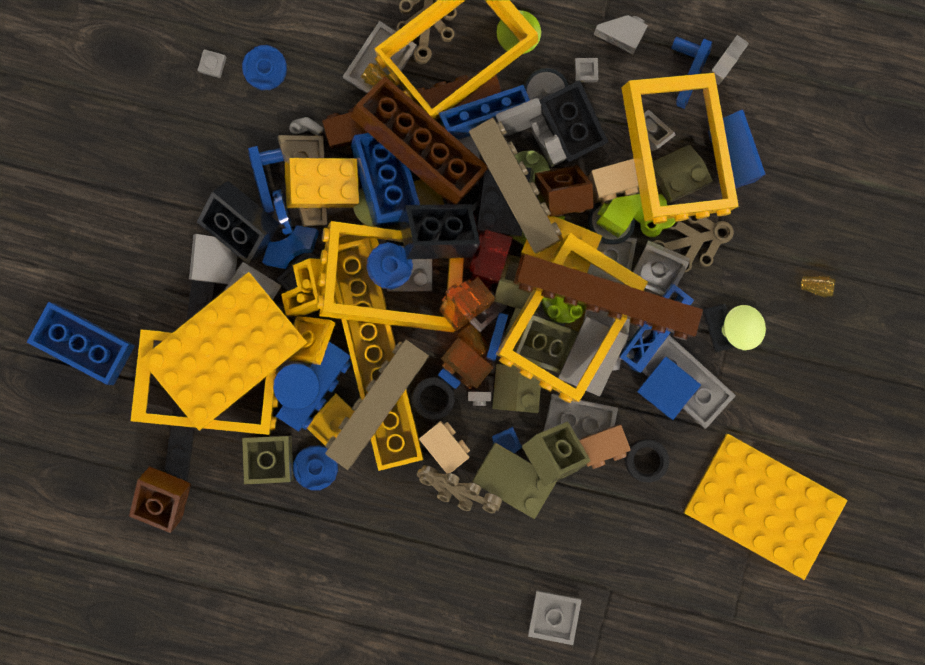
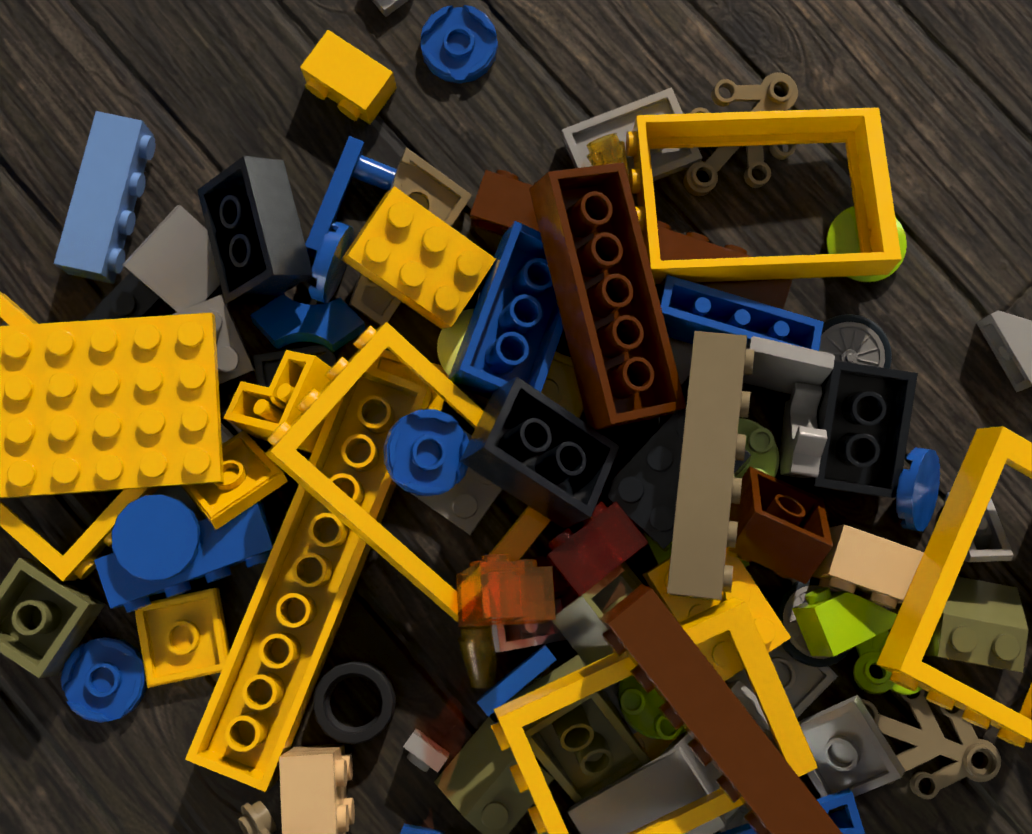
camera: 30 degrees right, 5 degrees down
(155, 254) = (105, 197): none -> medium blue brick
(226, 121) = (348, 78): none -> yellow brick
(304, 125) = (458, 163): light grey arm -> none
(376, 405) = (252, 655): dark tan brick -> none
(449, 378) = (401, 689): blue tile -> none
(467, 363) = (442, 685): clear orange brick -> none
(586, 69) = (934, 366): light grey plate -> none
(615, 131) = (918, 489): none -> blue tile

